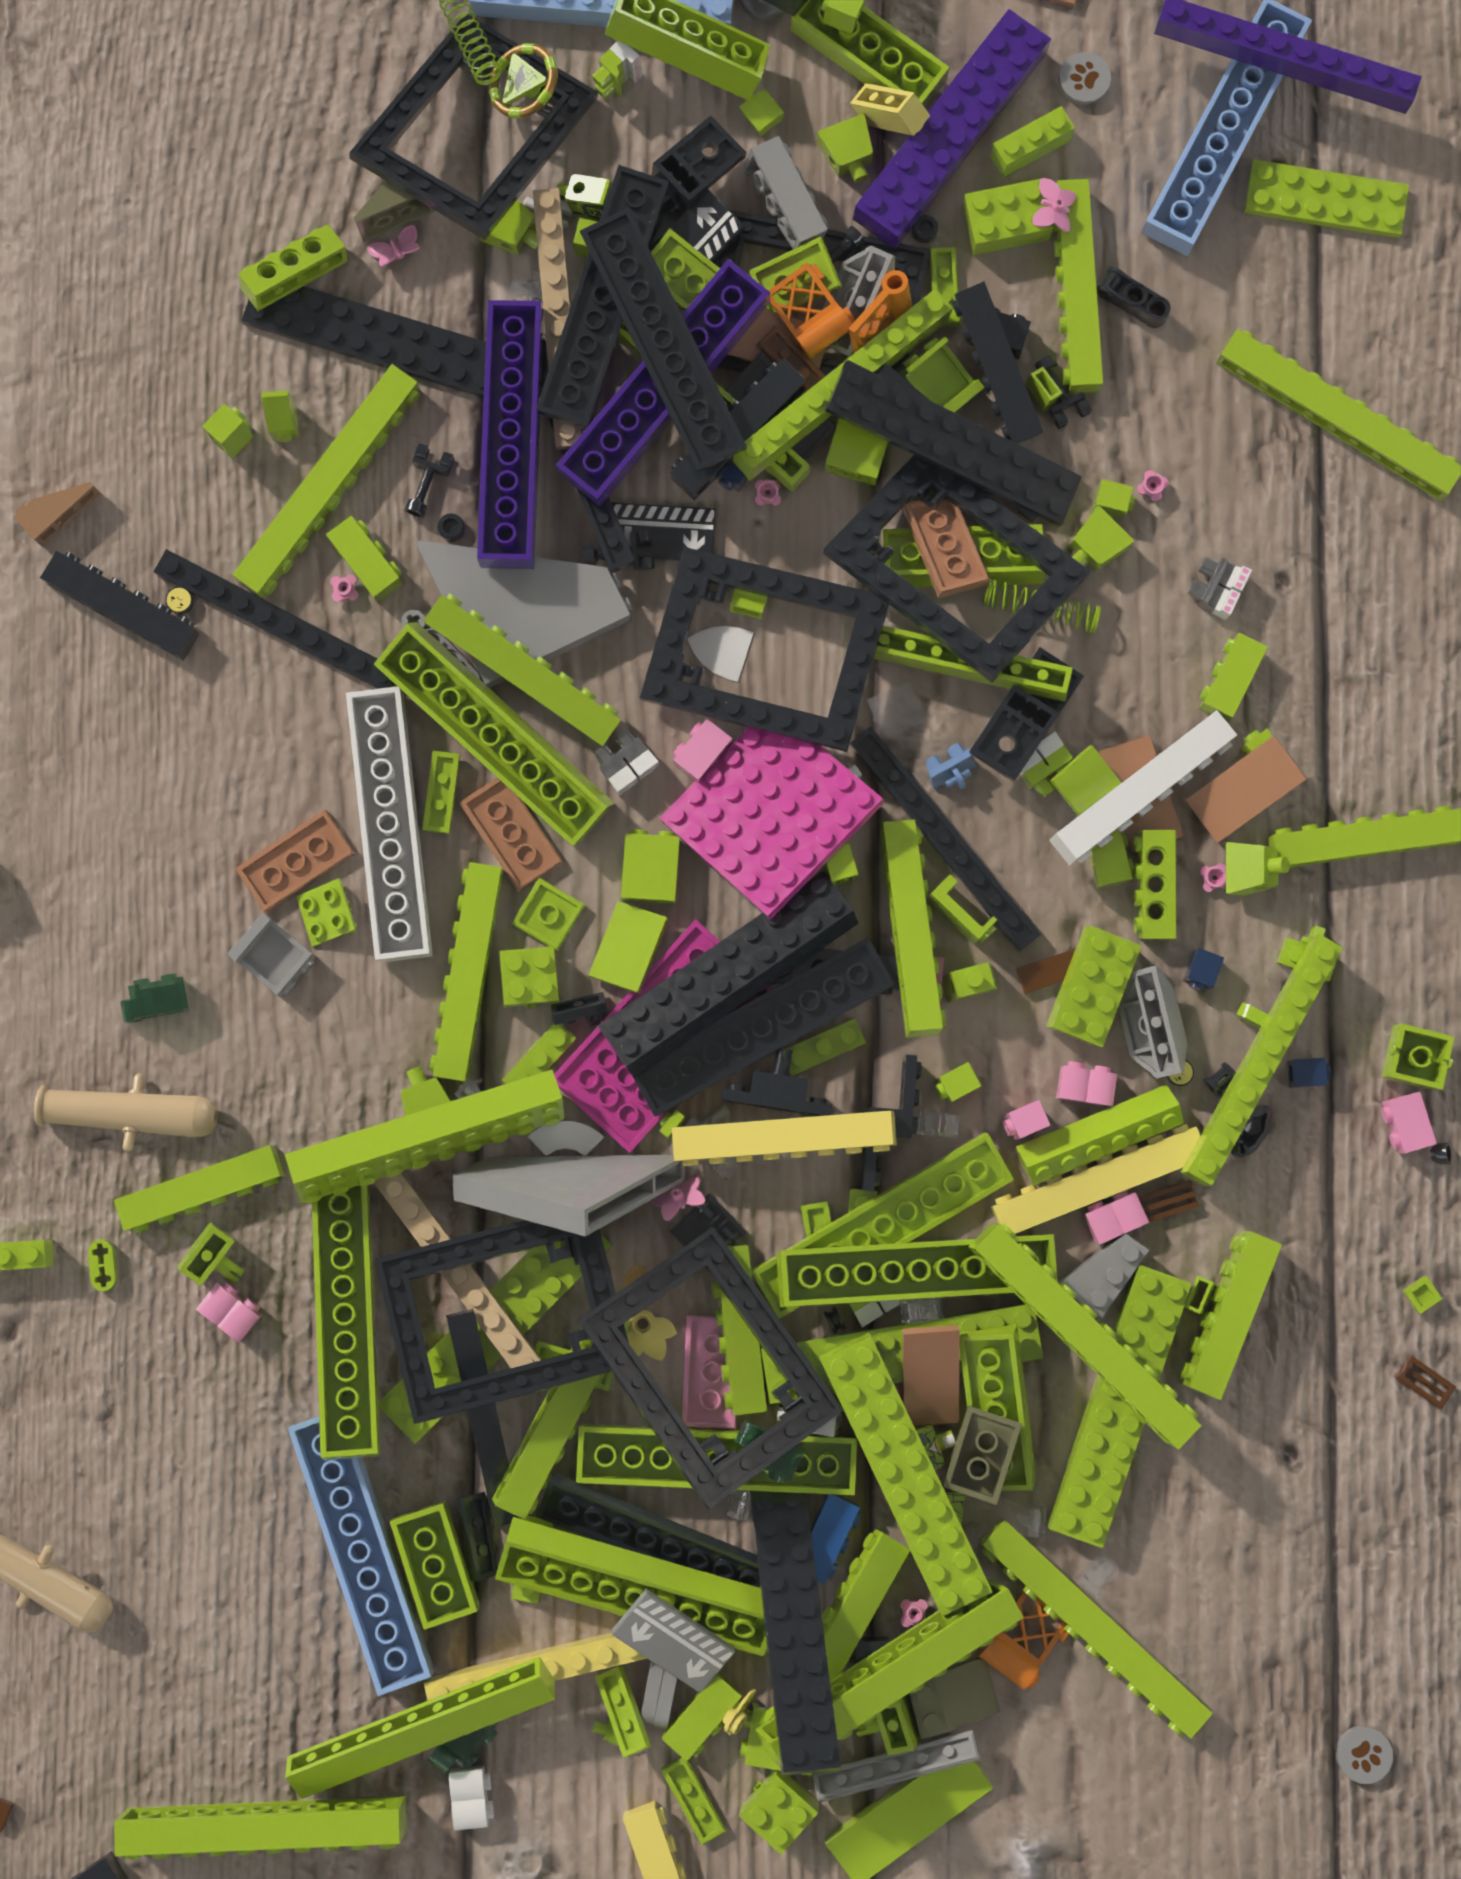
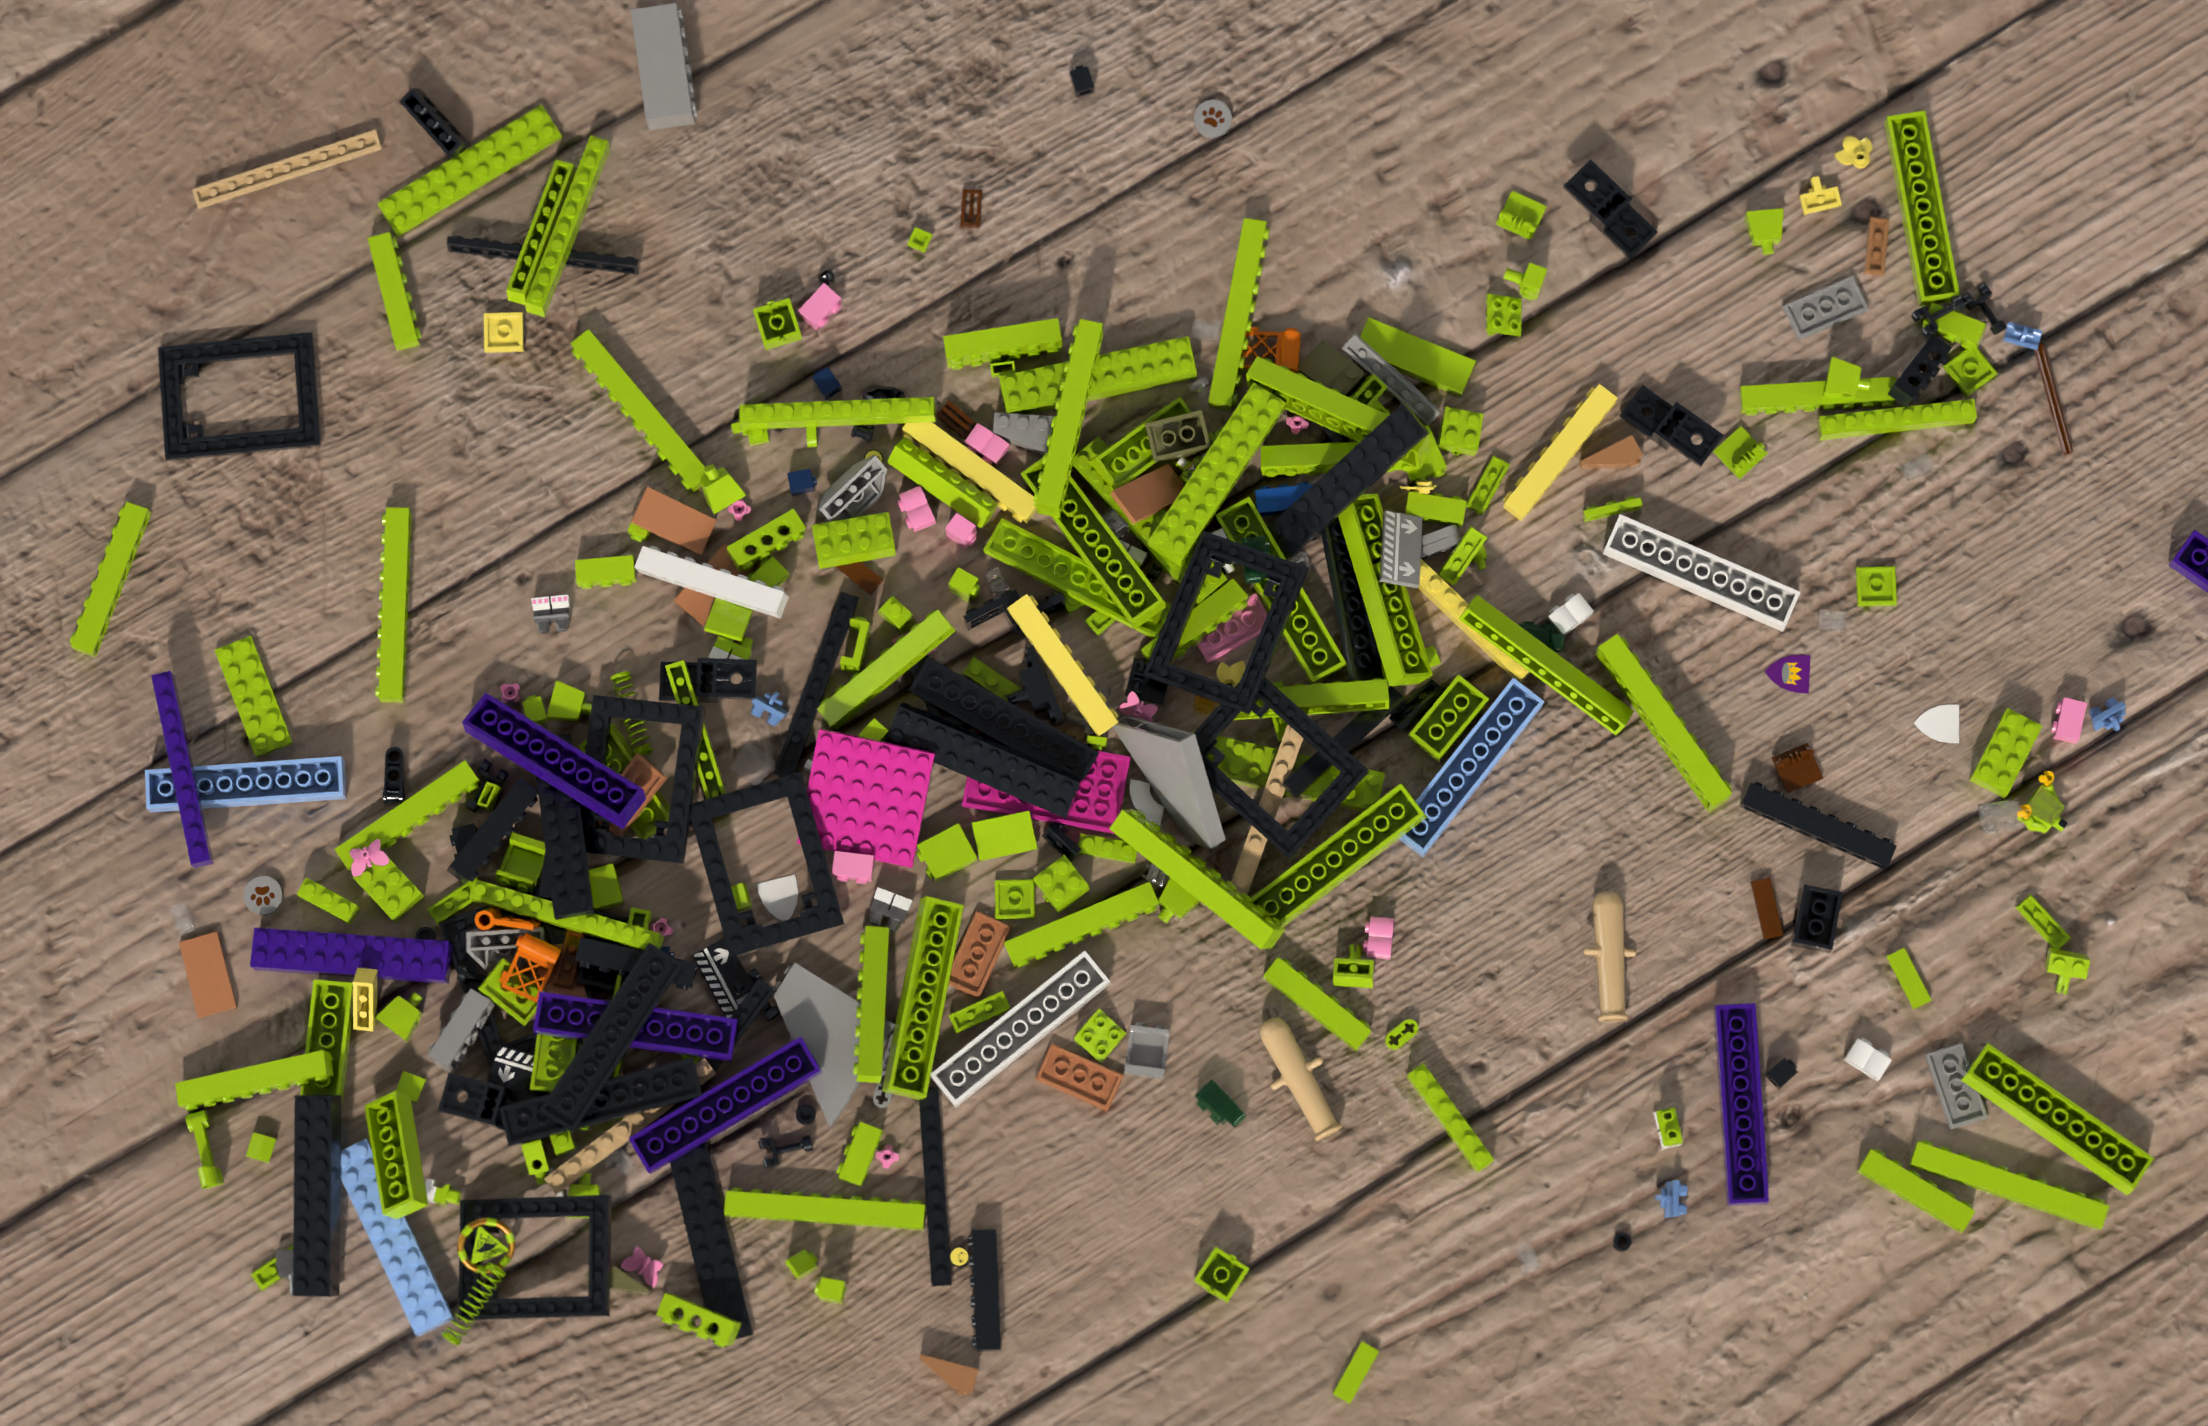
camera: 120 degrees left, 5 degrees down
(1037, 476) = (554, 760): none -> dark purple brick

